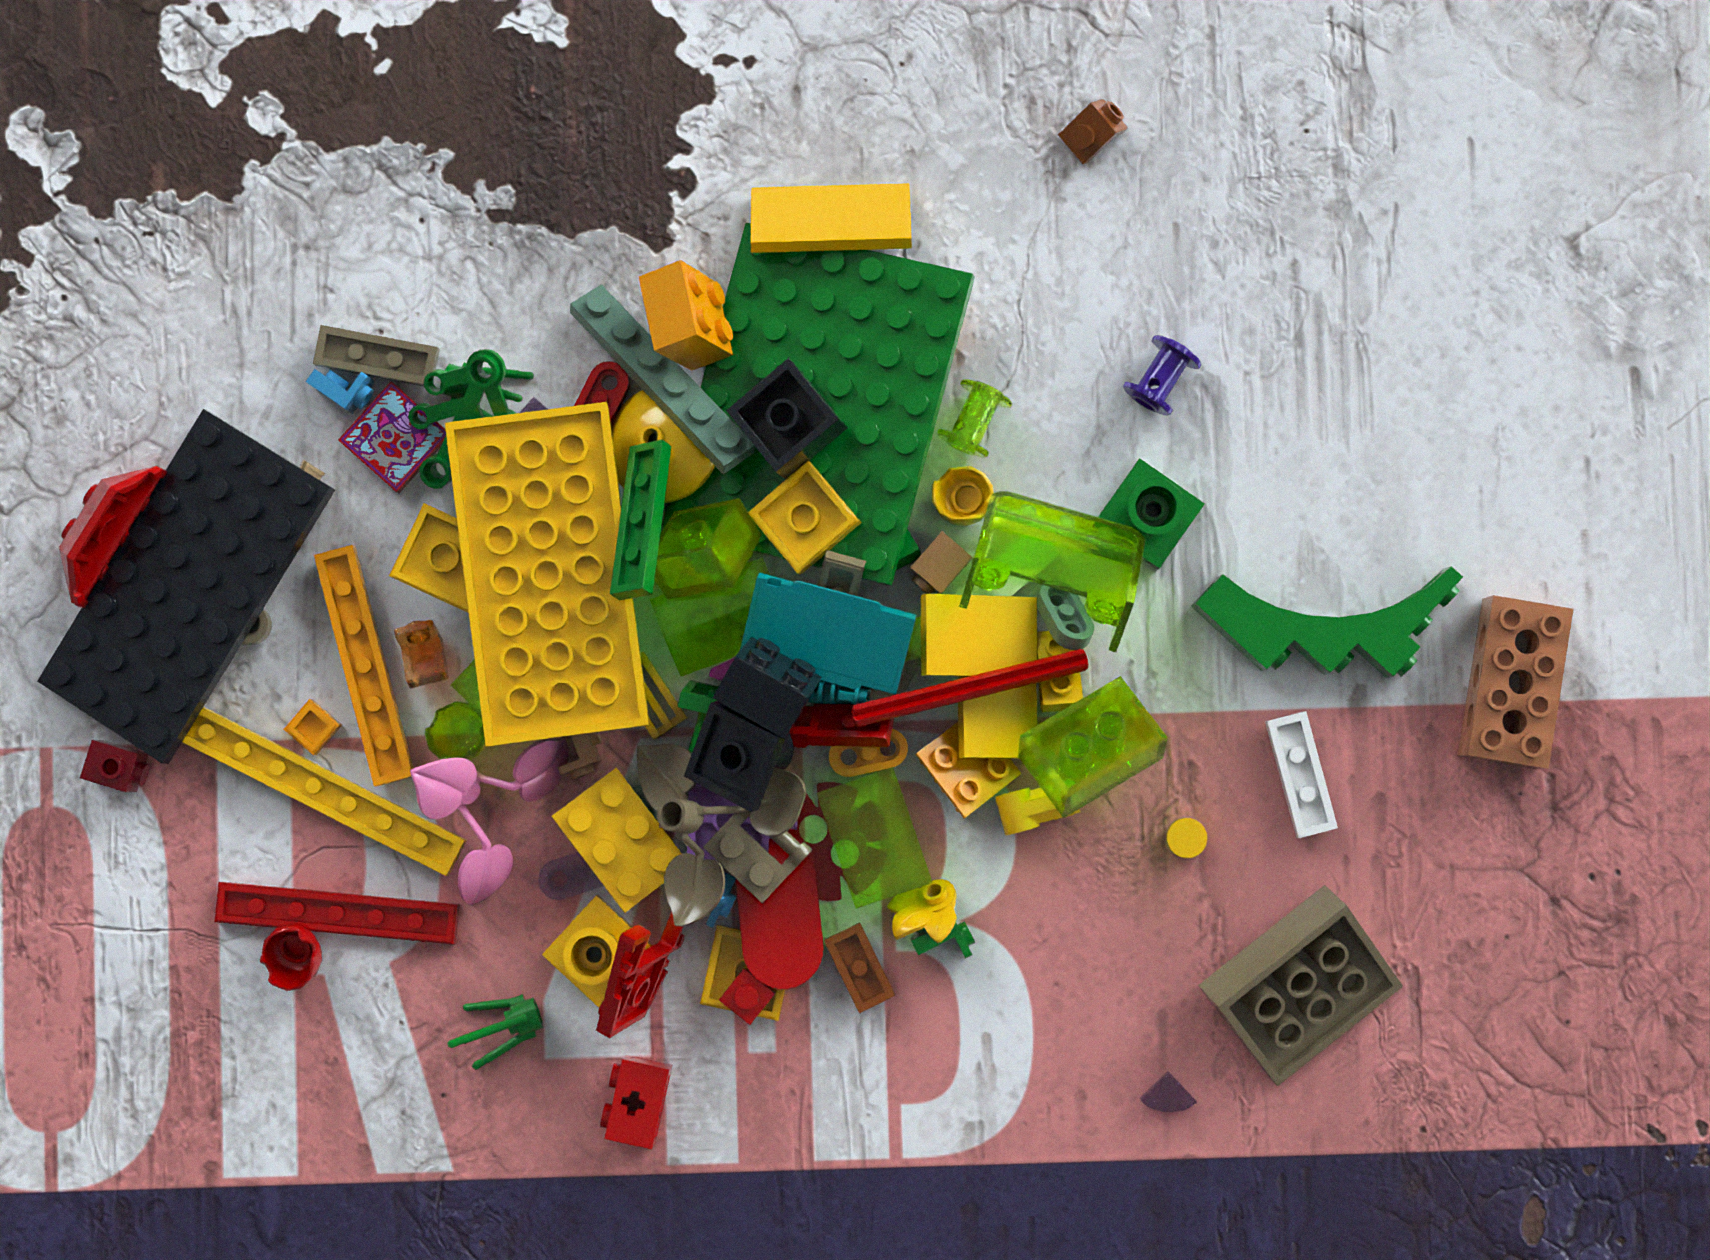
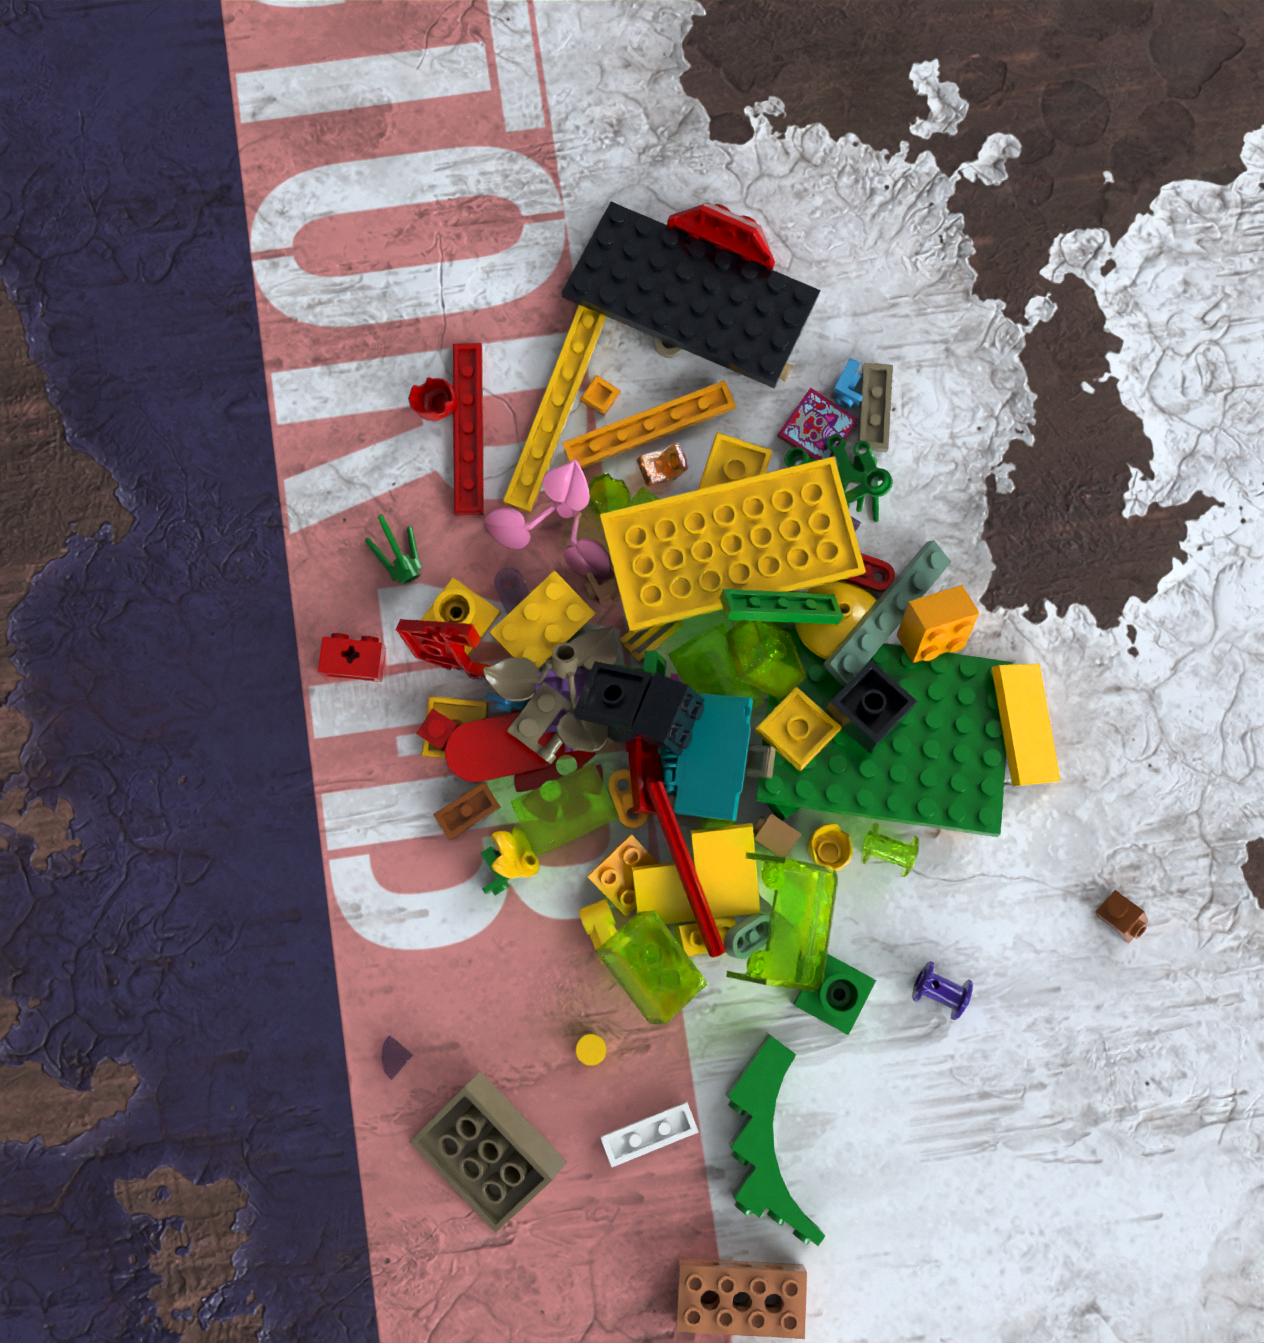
camera: 70 degrees right, 5 degrees down
(115, 766) = (556, 261): dark red brick -> none

